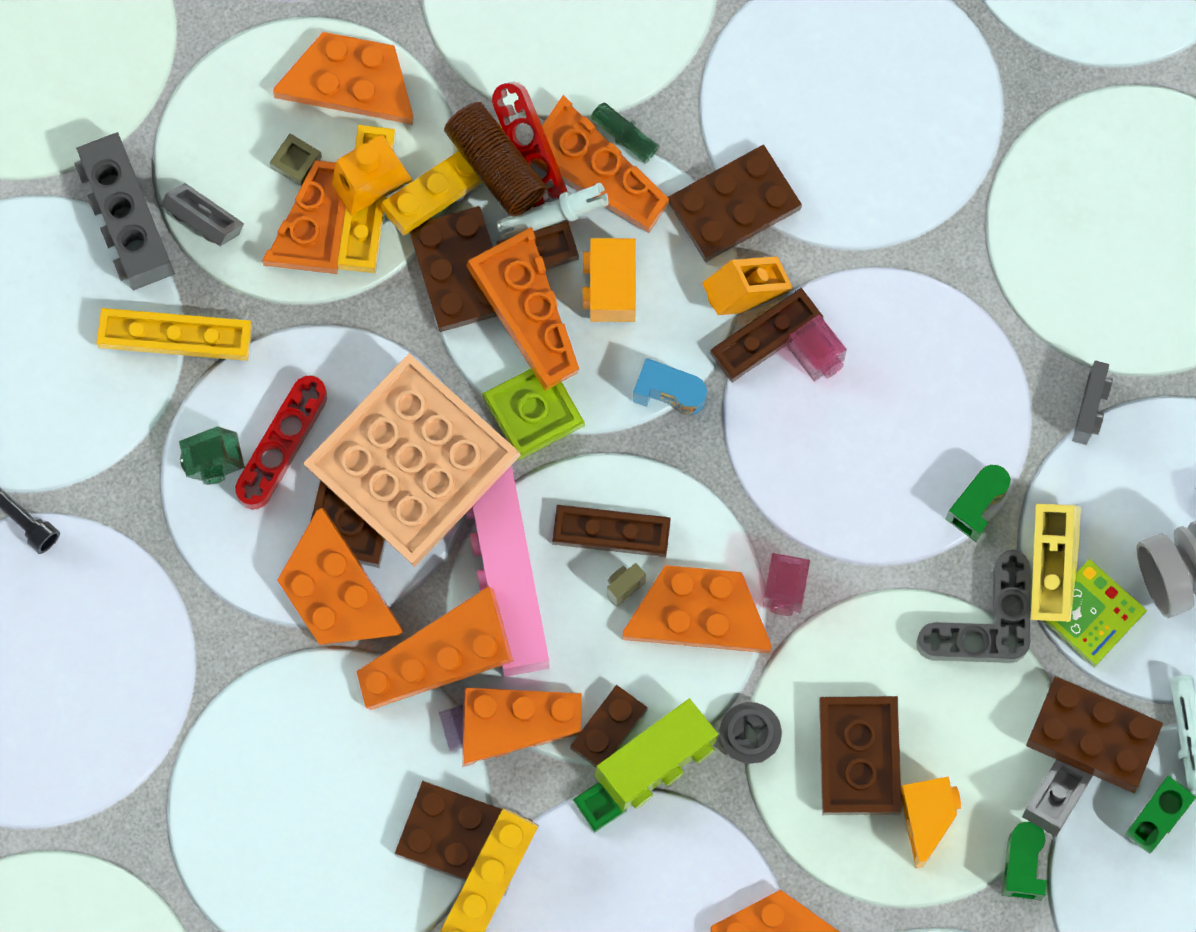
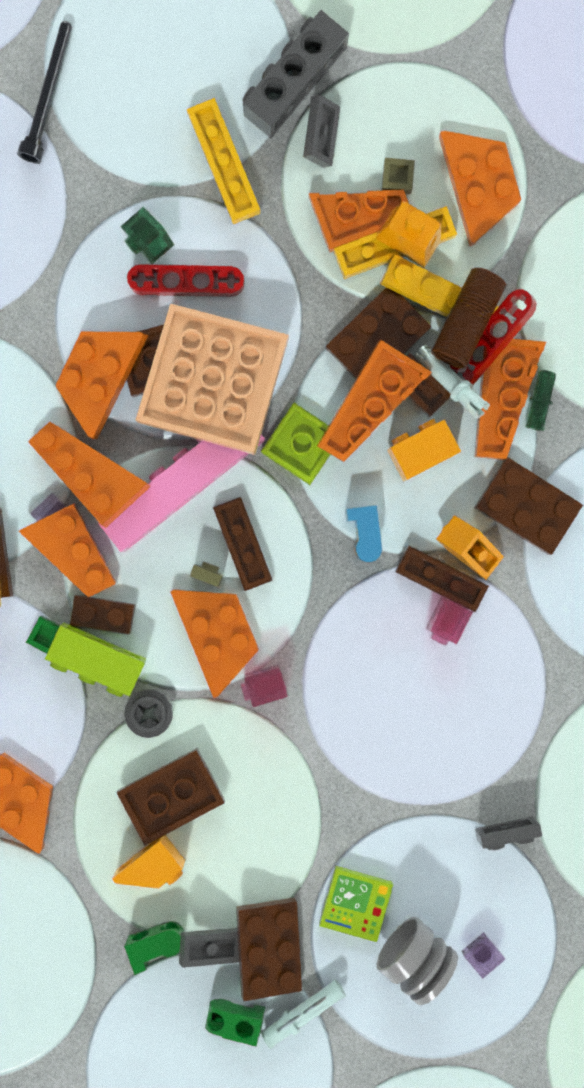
camera: 65 degrees right, 15 degrees up
(985, 490) = (396, 788): green leg -> none
(992, 634) = (306, 845): dark grey beam -> none
(1055, 561) = (377, 865): light yellow slope -> none

